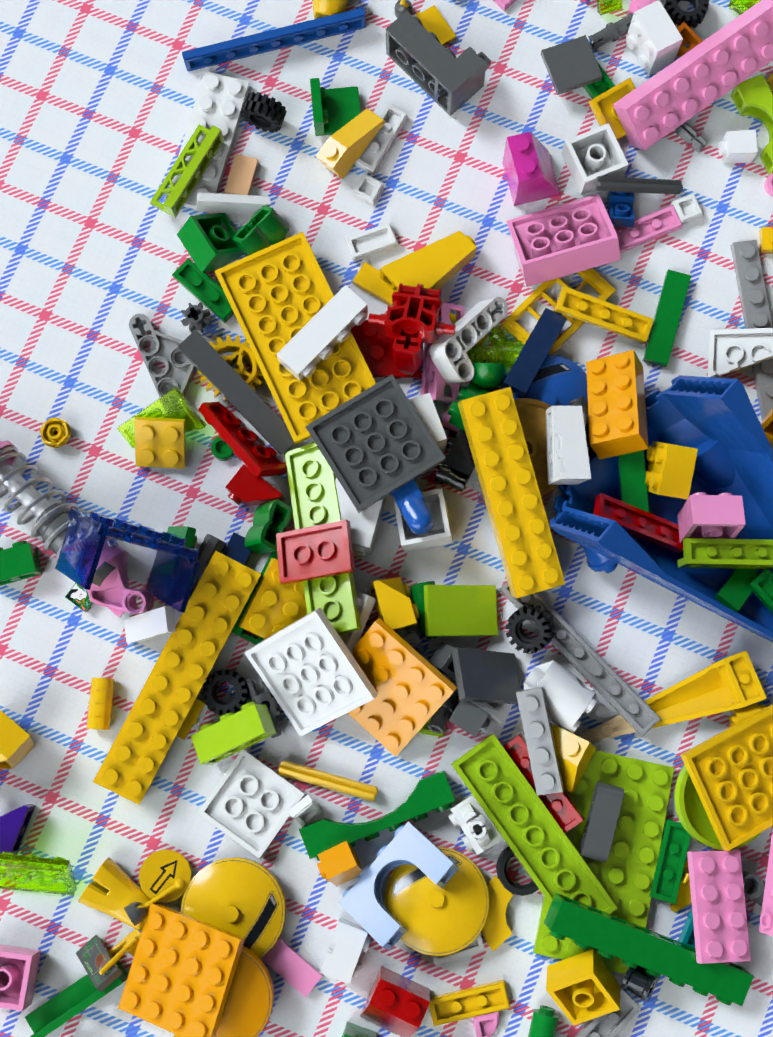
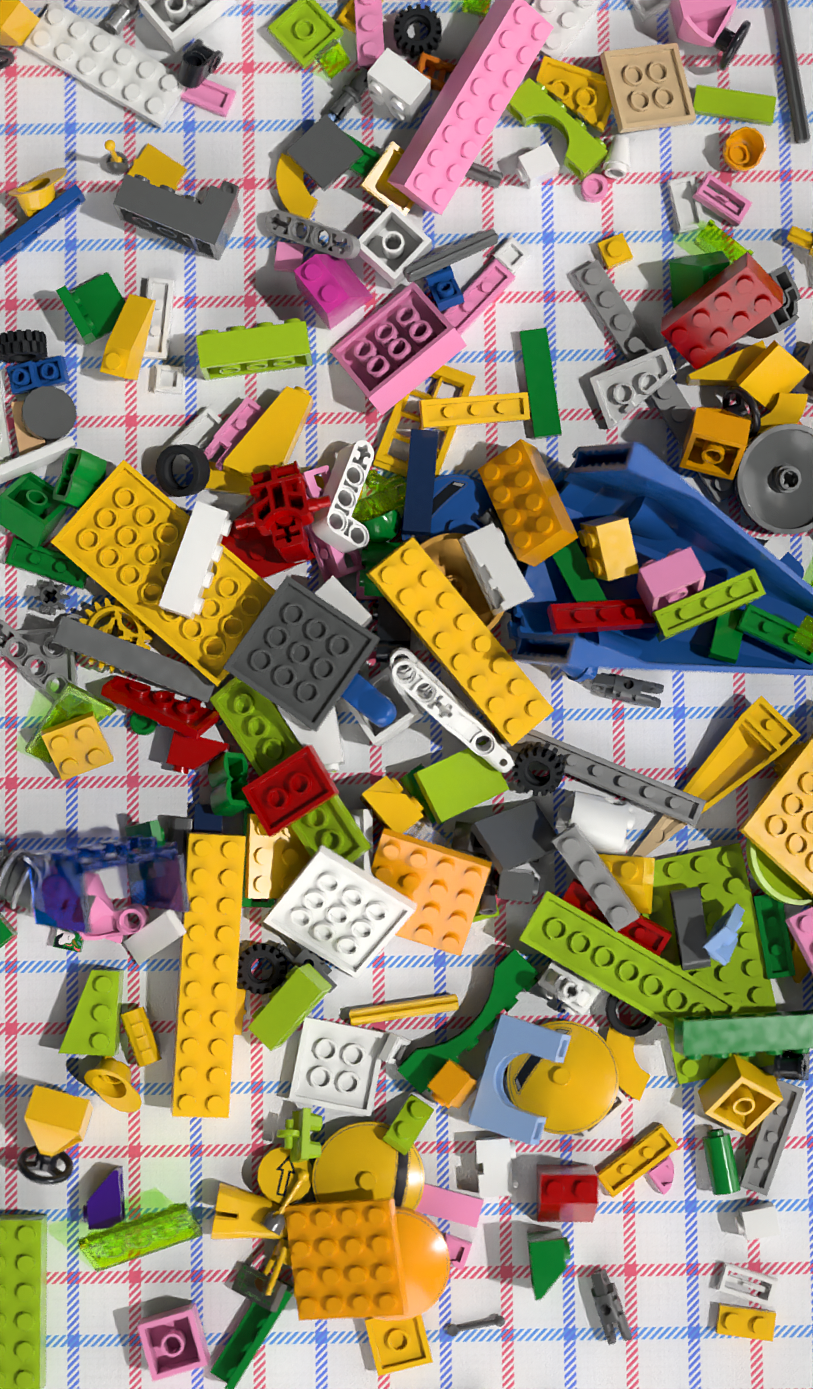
camera: 25 degrees left, 5 degrees up
(59, 731) = (113, 1083): none -> yellow piece
(71, 671) = (97, 1016): none -> lime wedge
(190, 846) = (297, 1135): none -> lime hips
(260, 173) = (48, 413): none -> dark grey tile
(265, 143) = (32, 375): none -> blue slope
(281, 1009) = (458, 1250): none -> bright pink tile
(287, 880) = (408, 1124): none -> lime plate
(334, 252) = (165, 474): none -> black tyre
(400, 248) = (234, 429): none -> bright pink hinge
(446, 191) = (254, 349): none -> lime brick
(478, 551) = (450, 709): none -> white piece
(503, 131) = (288, 256): none -> bright pink tile
(532, 86) = (292, 188): none -> yellow tile
(533, 122) = (312, 234): none -> light grey beam
(628, 840) = (723, 935): none -> light blue bracket
(633, 596) = (628, 689): none -> dark grey hinge

